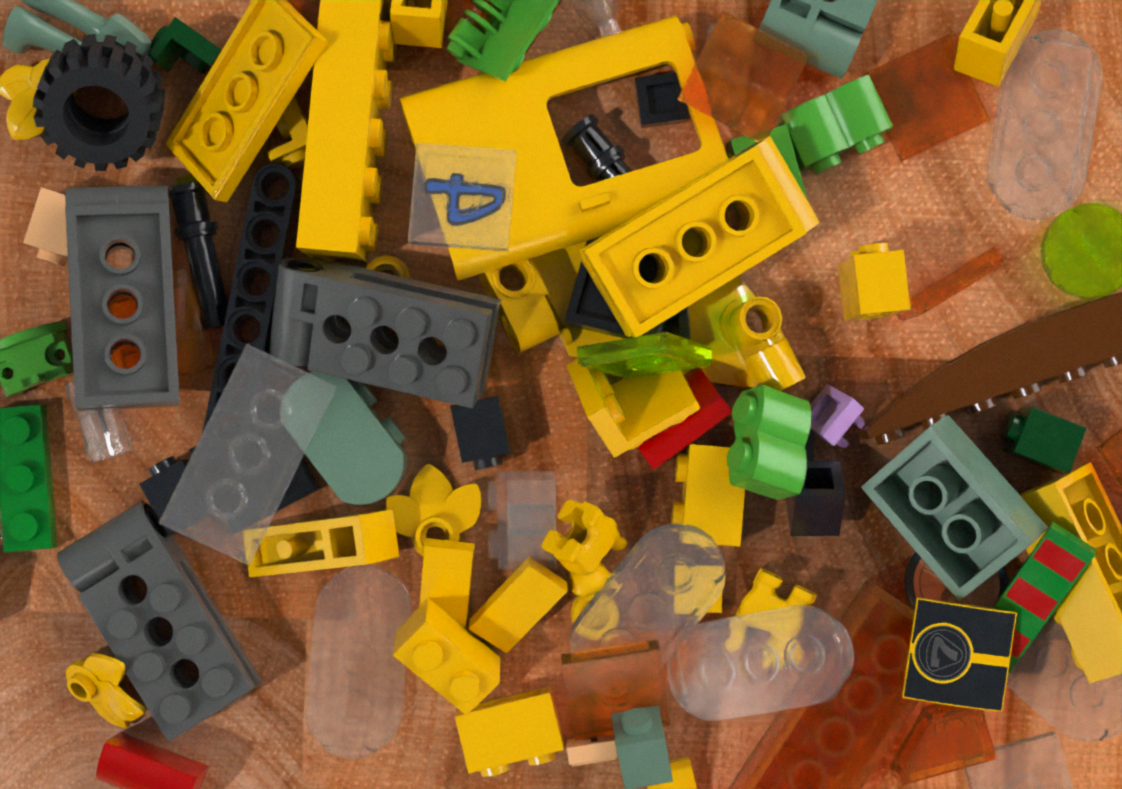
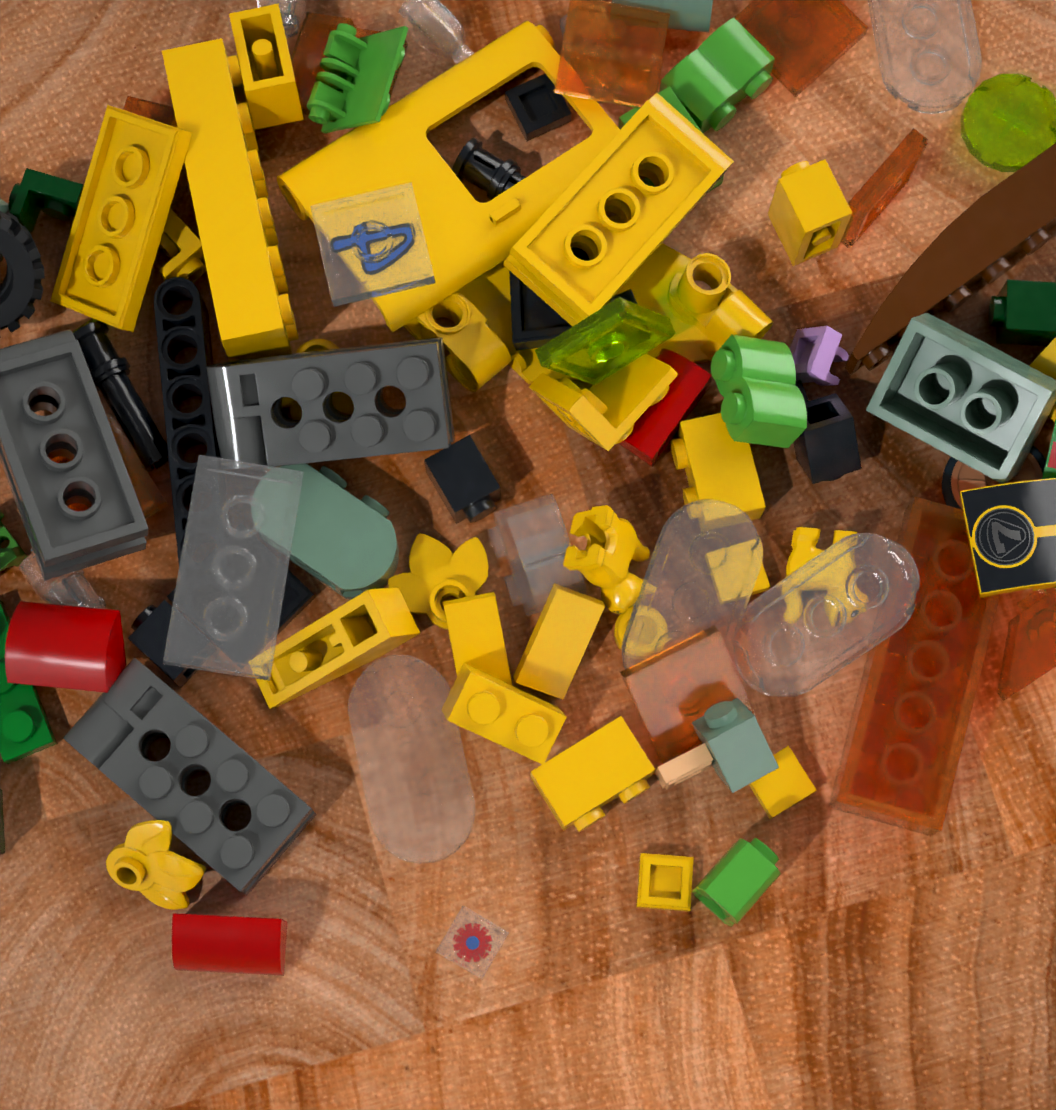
camera: 20 degrees left, 10 degrees down
(80, 475) = (64, 647): none -> red brick

